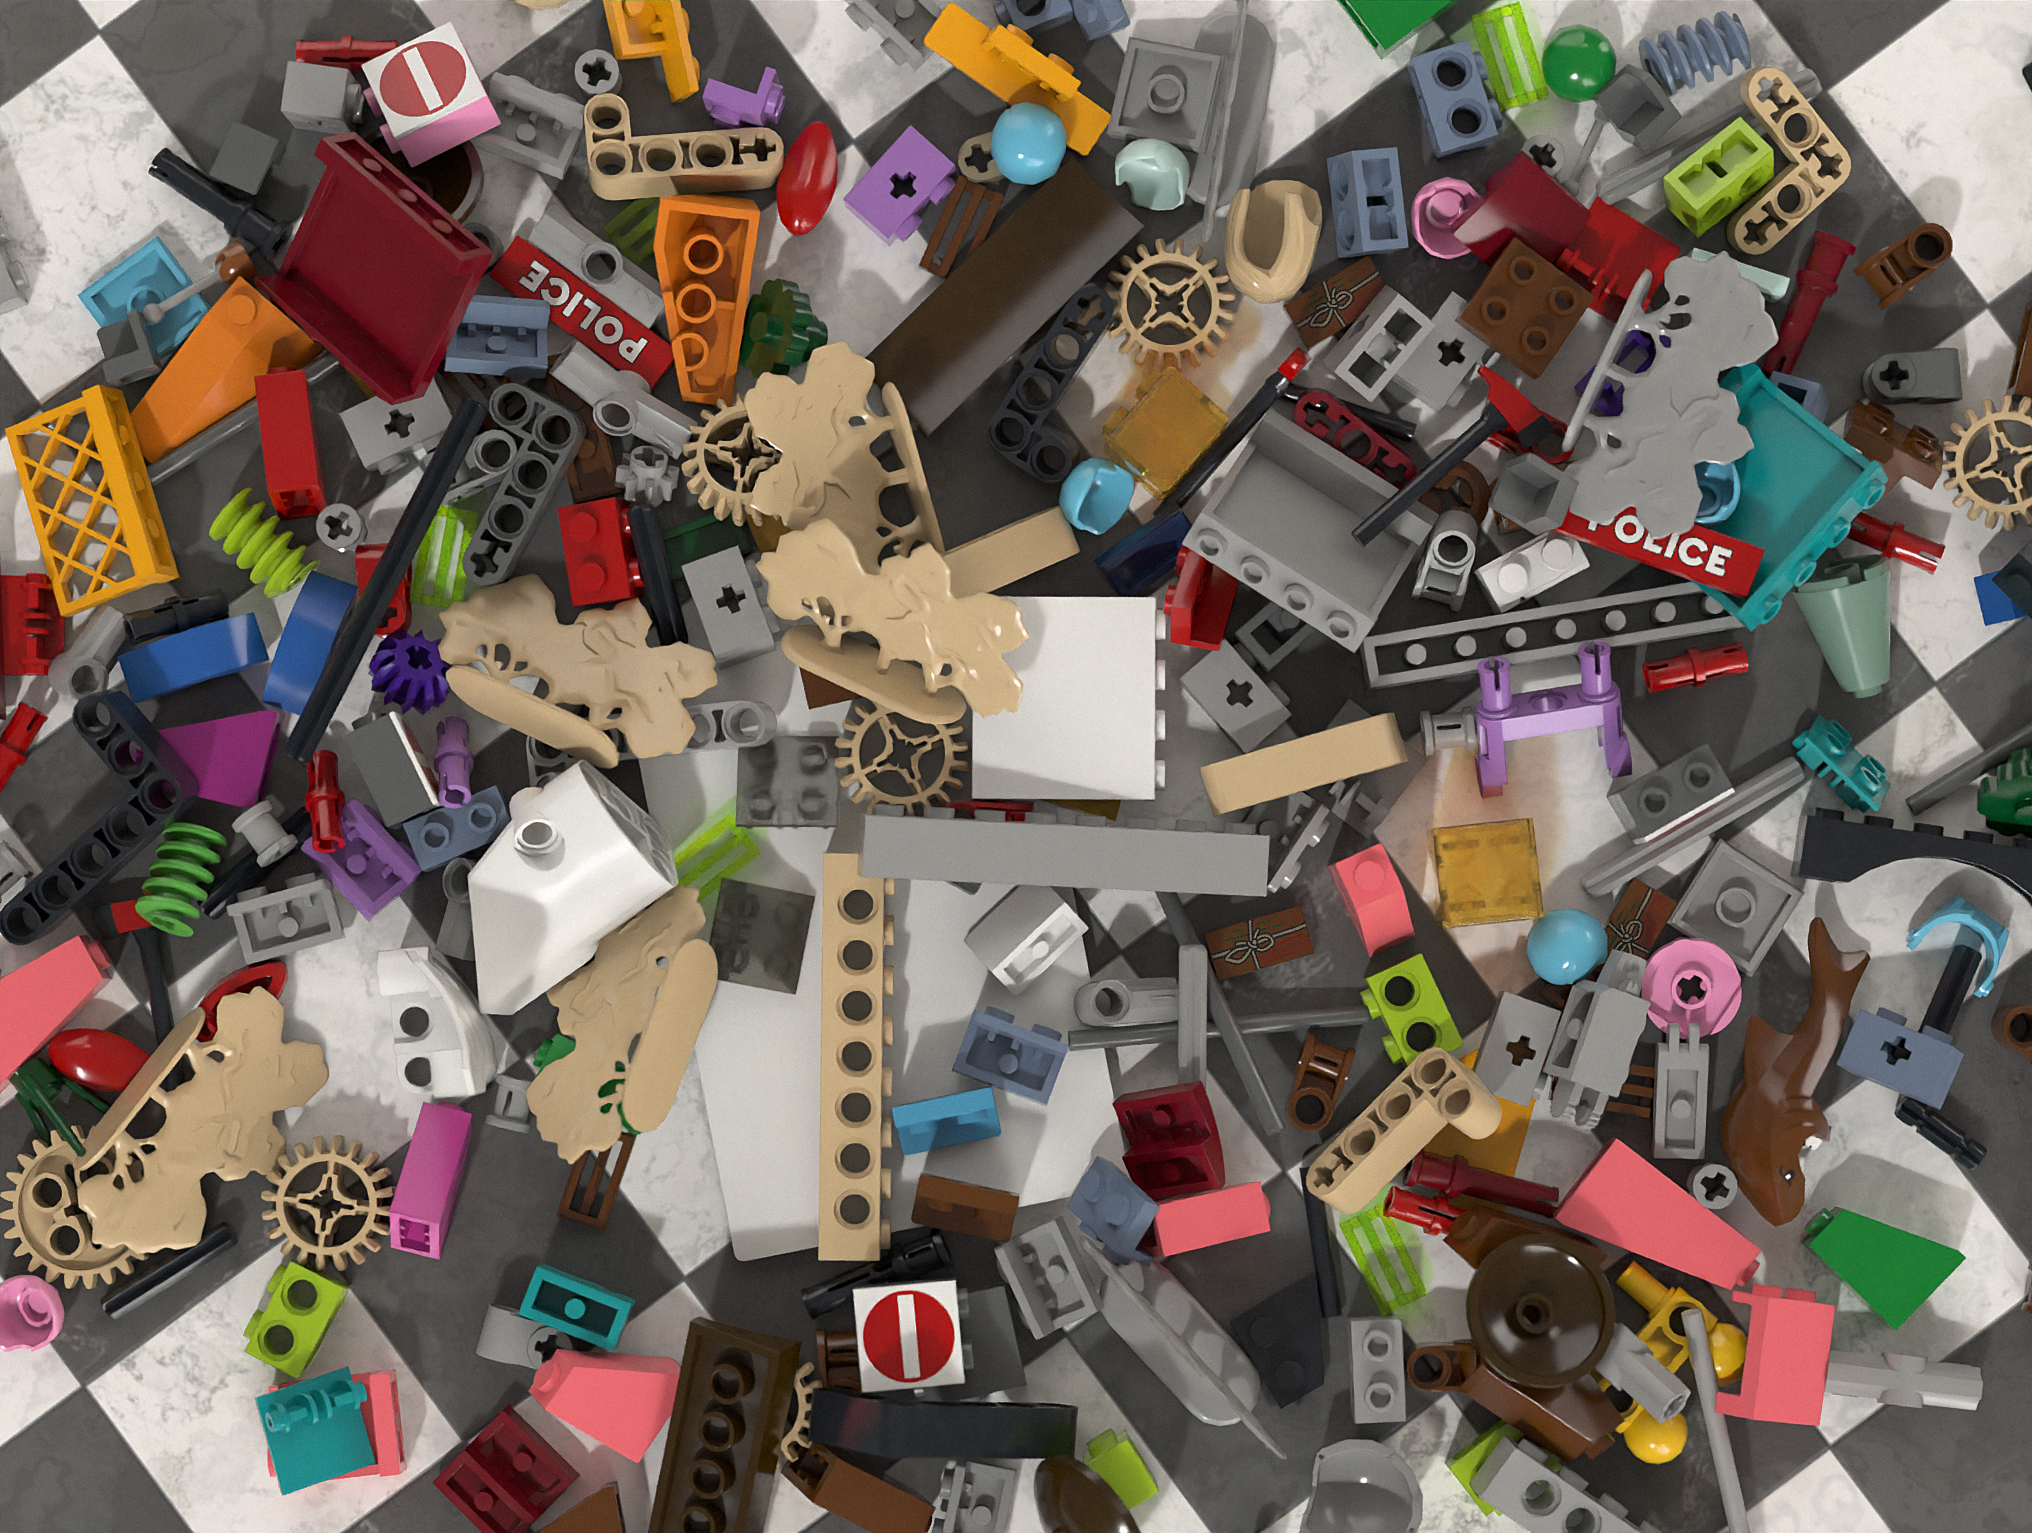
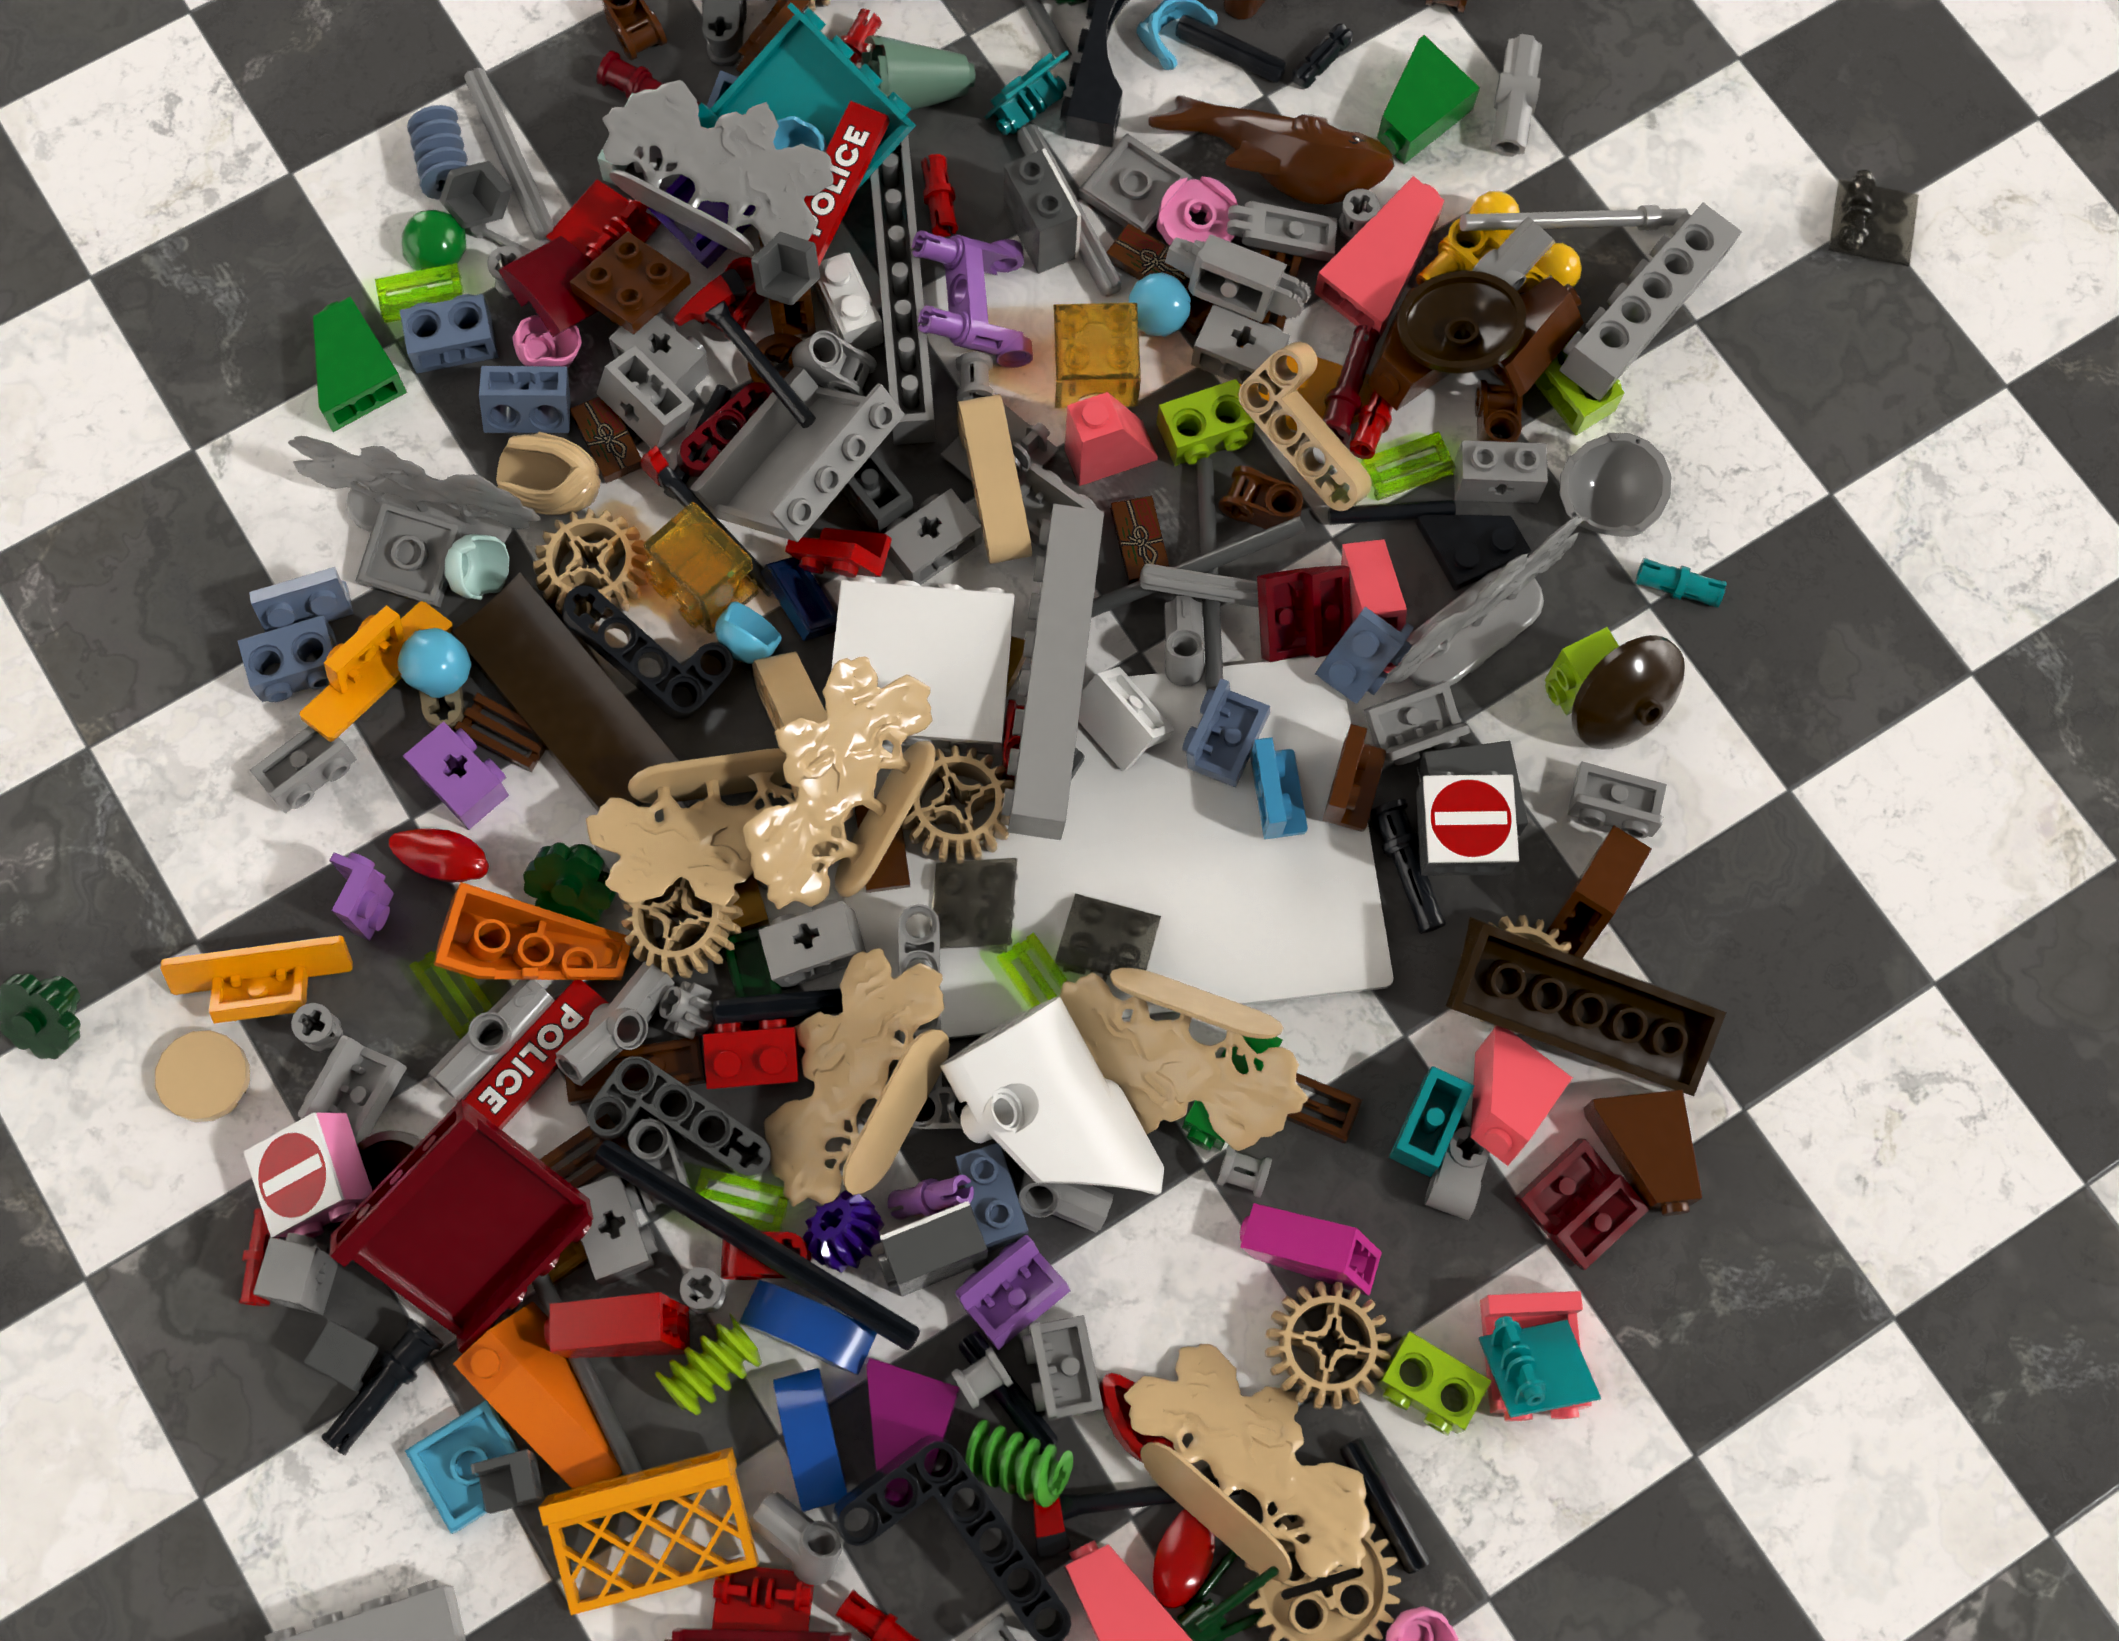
camera: 90 degrees left, 15 degrees down
(176, 616) = (769, 1453): black pin -> none
(229, 265) = (443, 1379): hinge -> none
(325, 802) = (958, 1320): red pin -> none
(457, 1034) = (1171, 1212): white panel -> none
(501, 338) = (547, 1122): sand blue bracket -> none
(681, 150) = (408, 902): tan beam -> none
(838, 1236) = (1241, 881): tan brick -> none
(839, 1367) = (1488, 899): reddish brown piece -> none
(941, 1427) = (1552, 815): black beam -> none
(1718, 177) = (542, 139): lime brick -> none
(1783, 1357) = (1501, 163): coral panel -> none
(1800, 172) = (543, 85): tan beam -> none
(1922, 1077) = (1282, 54): sand blue brick -> none

